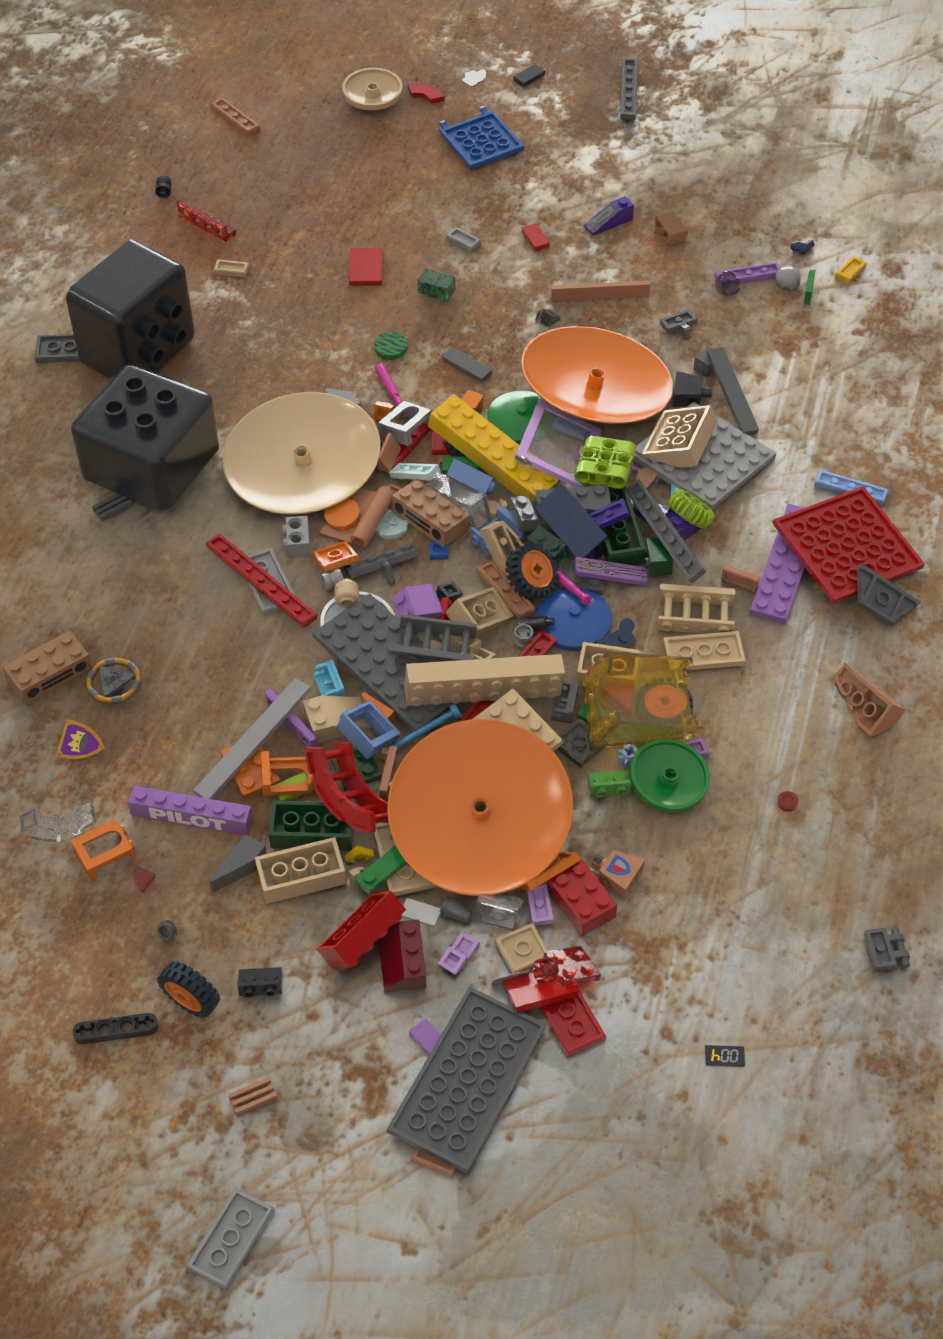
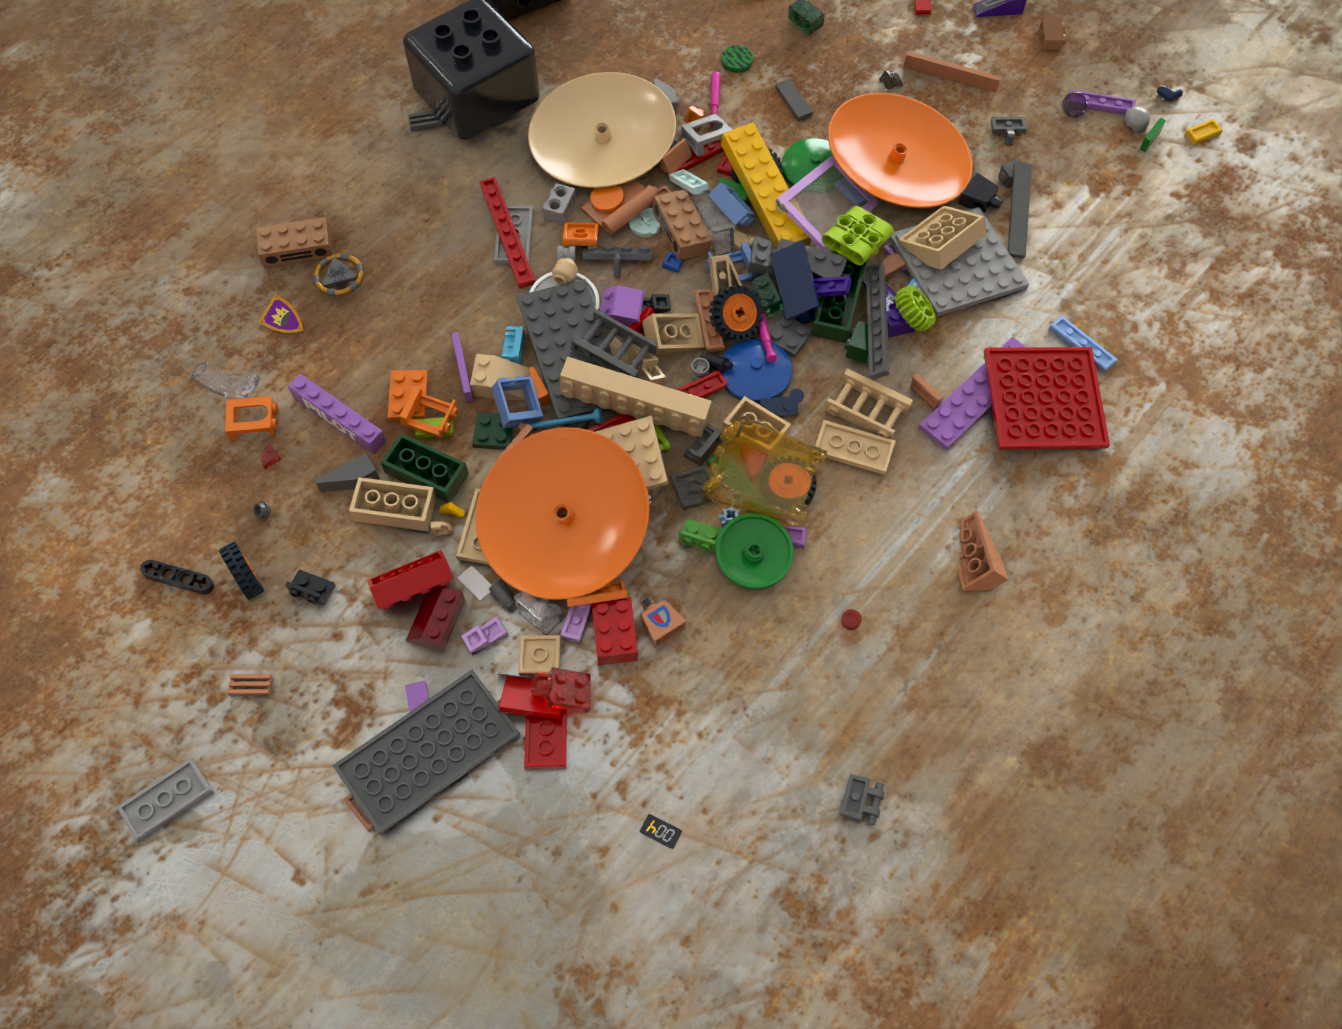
camera: 25 degrees right, 10 degrees up
(252, 740) = (417, 372): light grey tile -> none
(372, 808) = (448, 454): red fence -> none
(381, 870) = (455, 533): green plate -> none
(474, 400) = (776, 134): orange panel -> none
(610, 571) = (810, 339): medium lavender tile -> none
(882, 596) = (1049, 462): dark grey wing -> none

